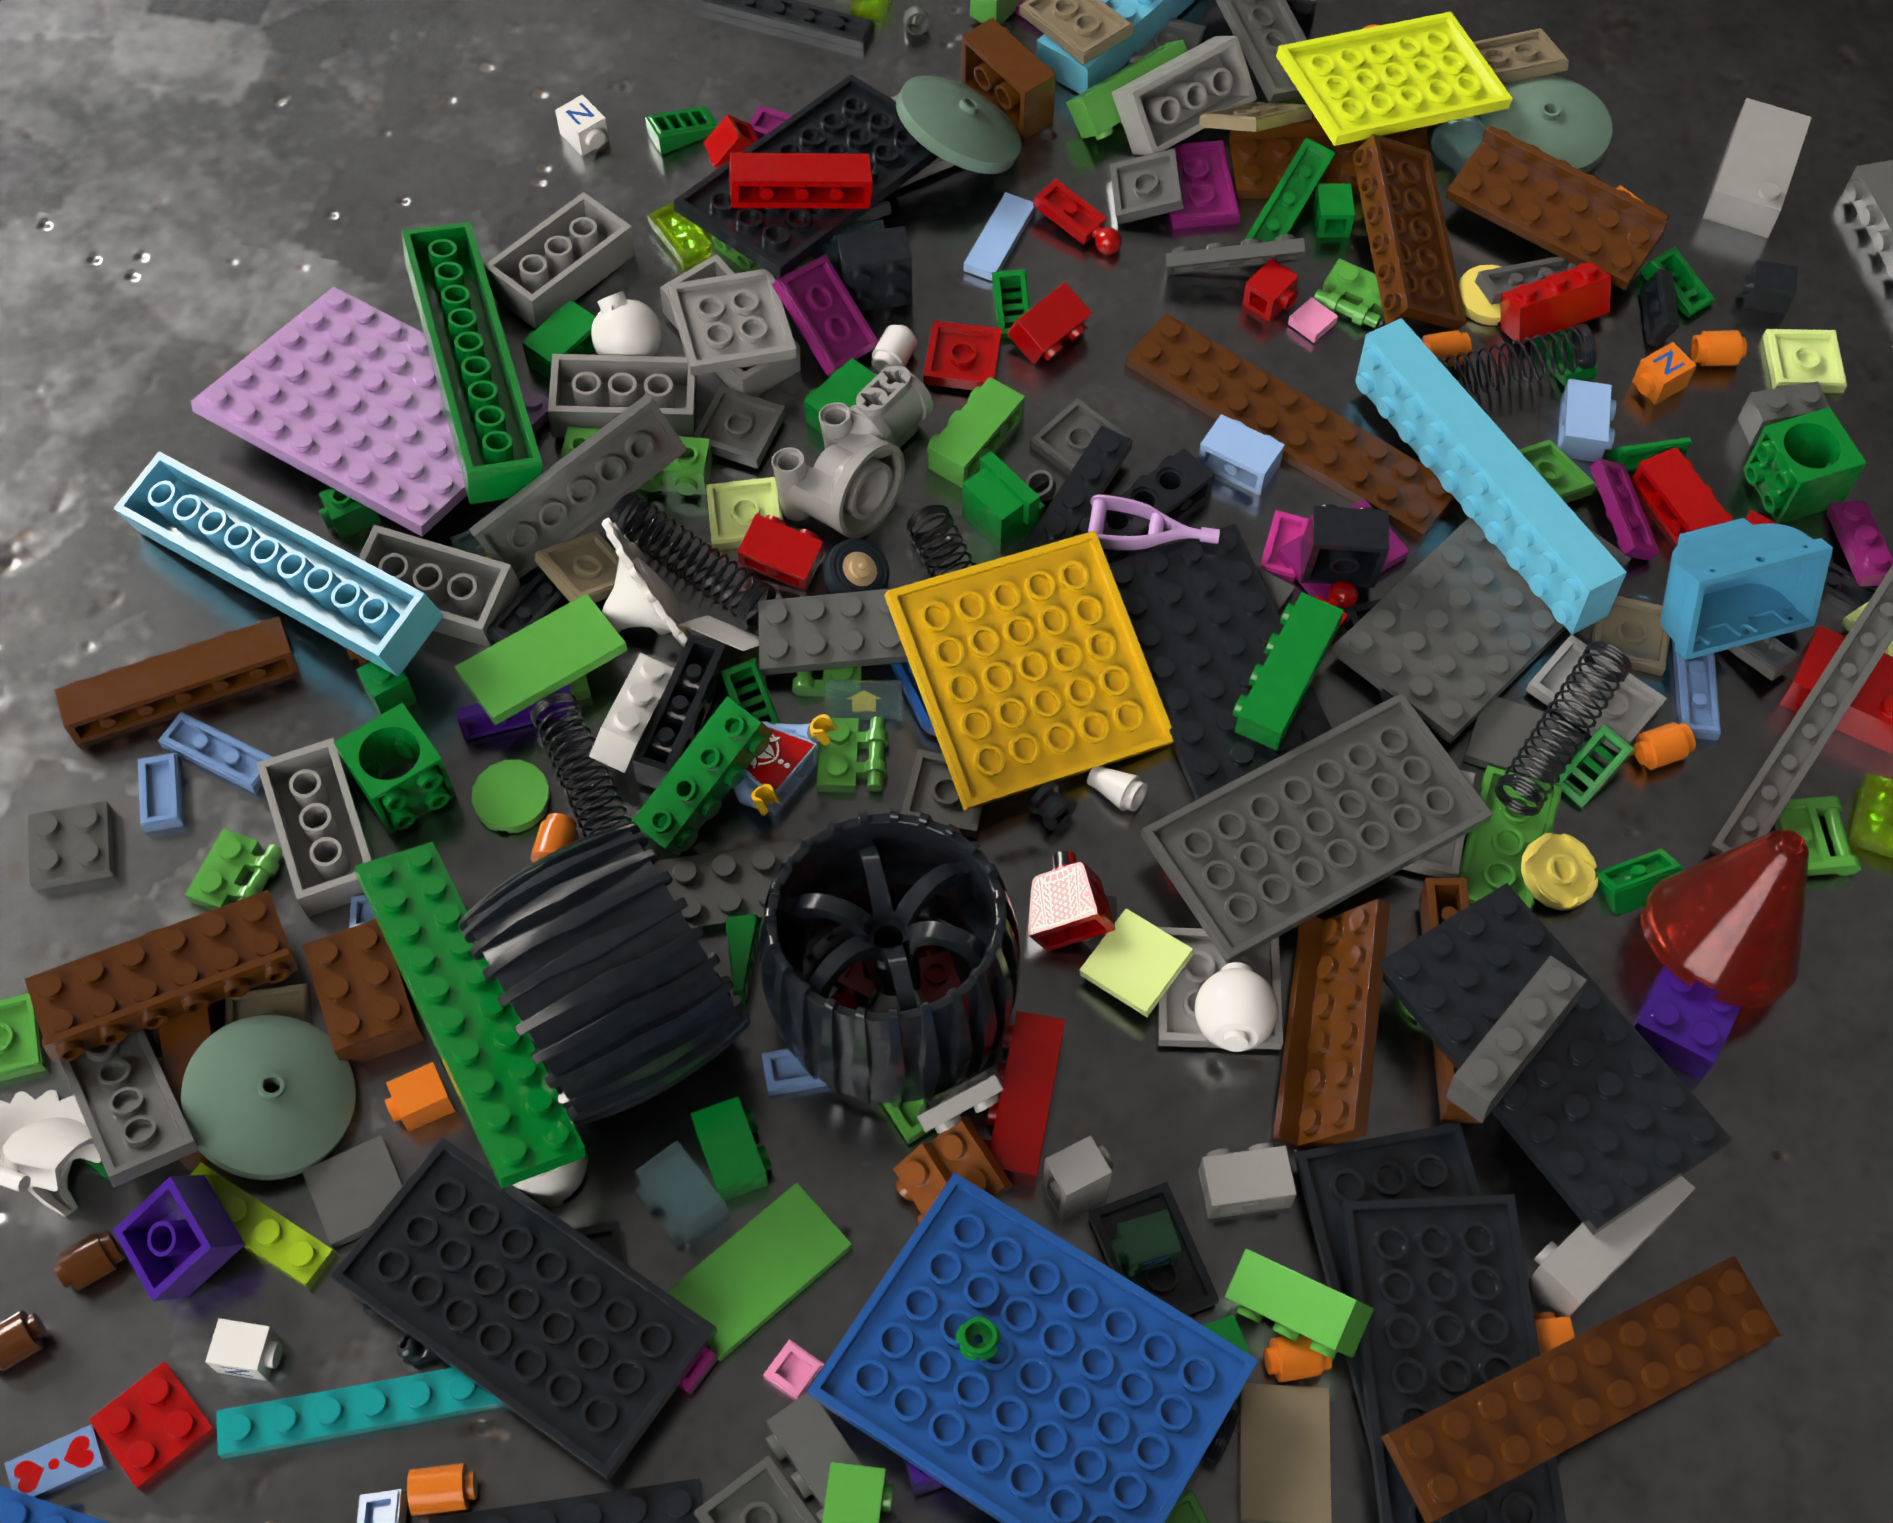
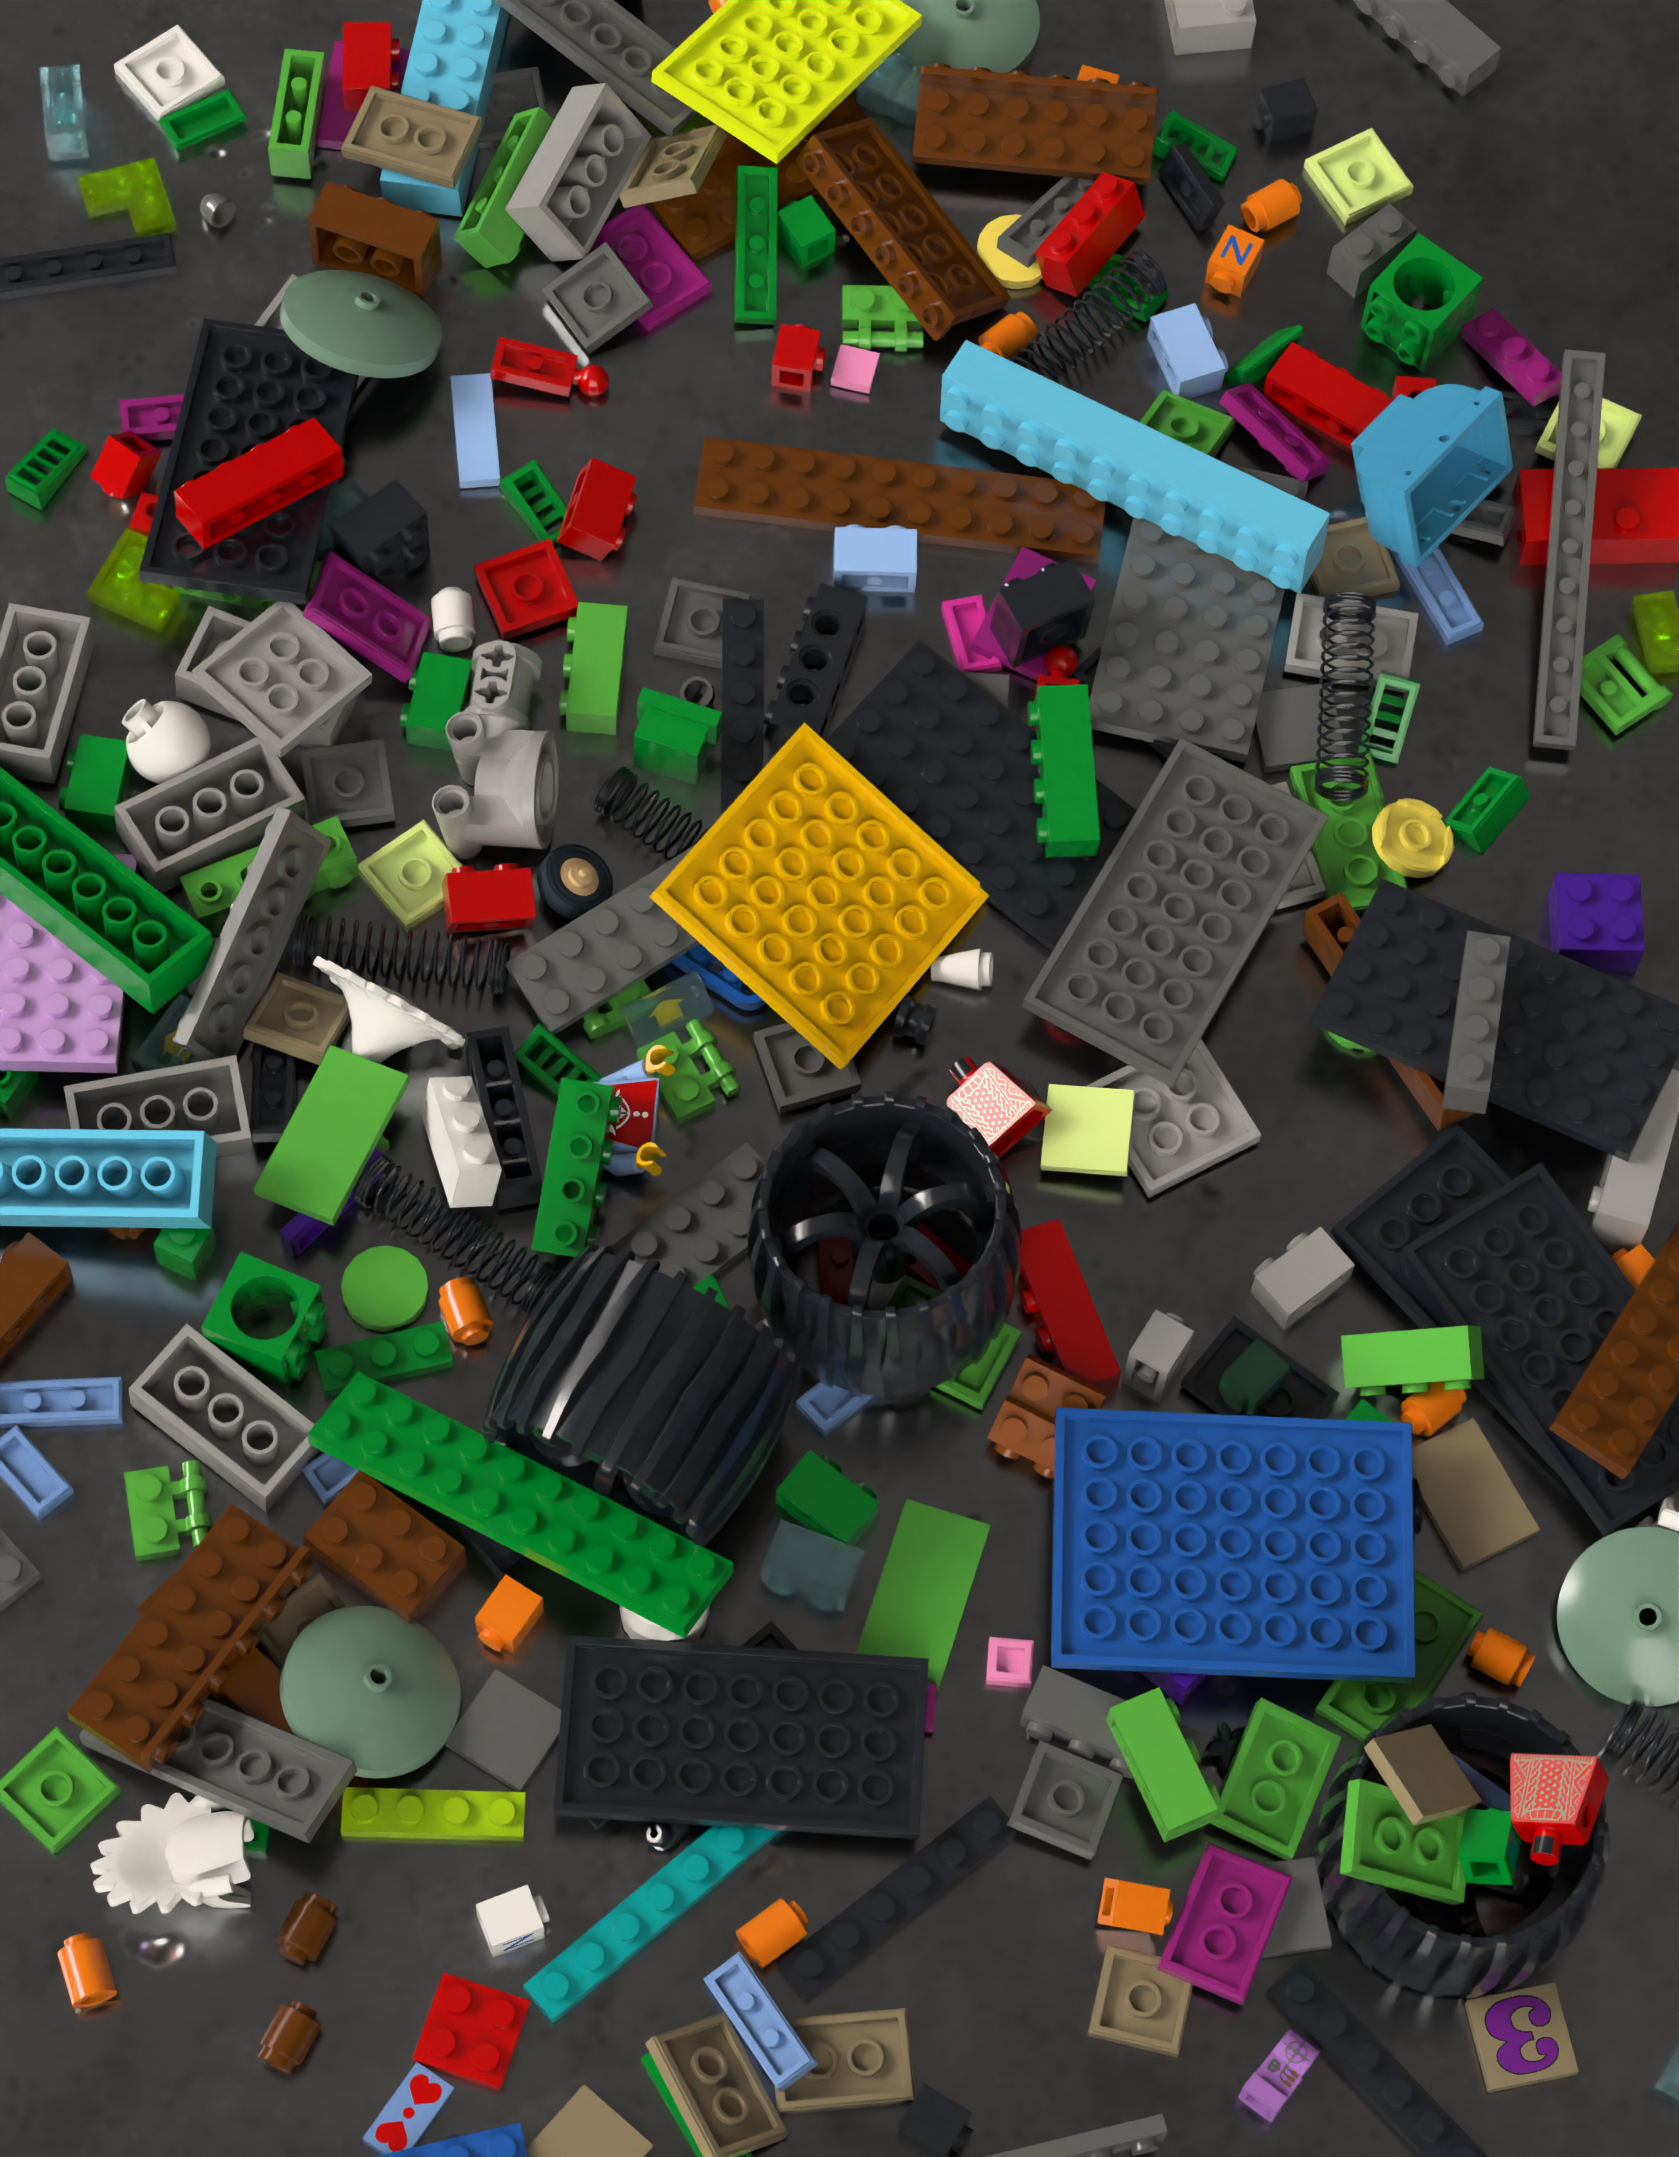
camera: 35 degrees left, 5 degrees up
(178, 1237) = (386, 1857): dark purple brick -> none
(474, 847) = (385, 1357): none -> green plate
(723, 632) = (489, 1012): white sticker -> none
(945, 1110) = (1025, 1338): light grey plate -> none
(978, 1327) = (1175, 1525): green plate -> none
(1158, 521) = (847, 678): lavender piece -> none
(1220, 256) = (753, 326): dark grey plate -> none
(1236, 1008) = (1207, 1124): white brick -> none
(1332, 1028) = (1299, 1095): reddish brown bracket -> none
(1664, 745) = (1440, 662): orange brick -> none
(1734, 919) = (1594, 809): clear red cone -> none

